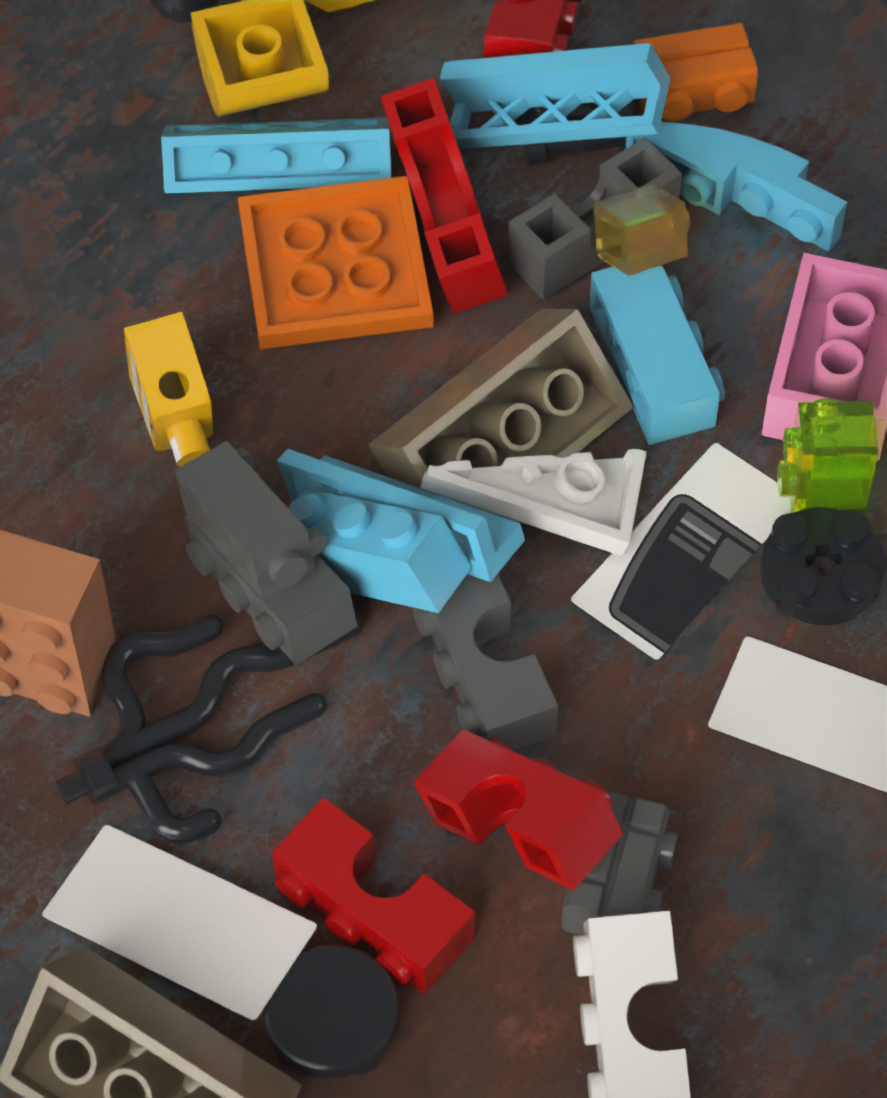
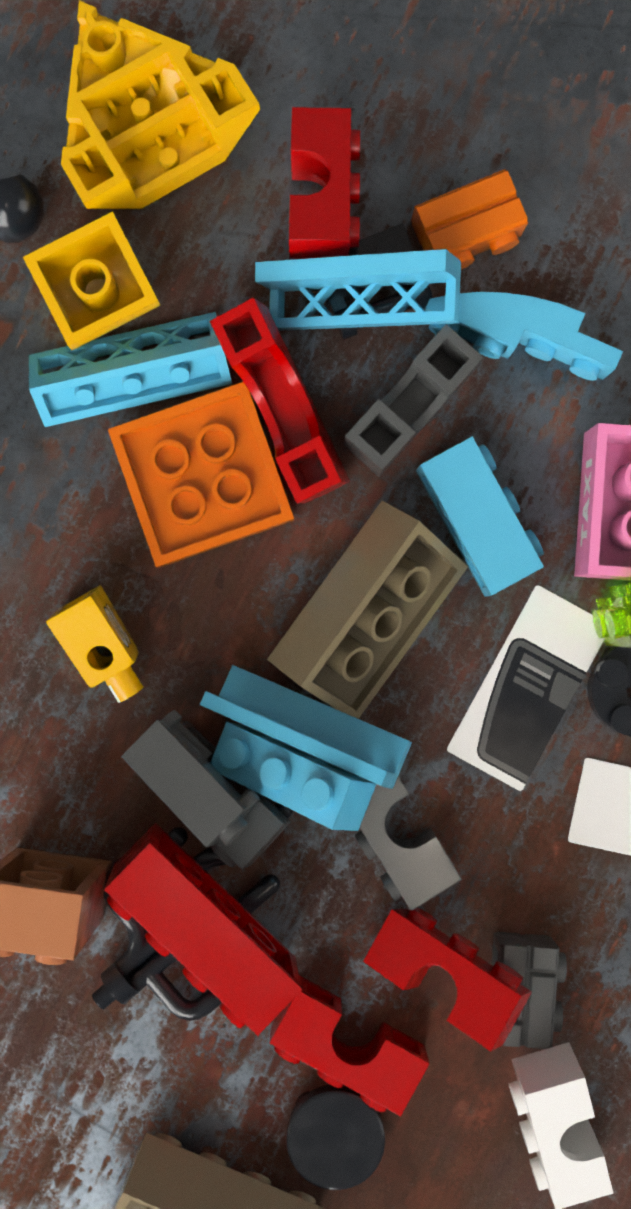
camera: 15 degrees left, 30 degrees up
(180, 921) = (210, 1084): white sticker -> none
(224, 682) = (204, 930): none -> red brick
(564, 495) = (435, 674): white wing -> none
(641, 229) = (459, 423): clear yellow brick -> none

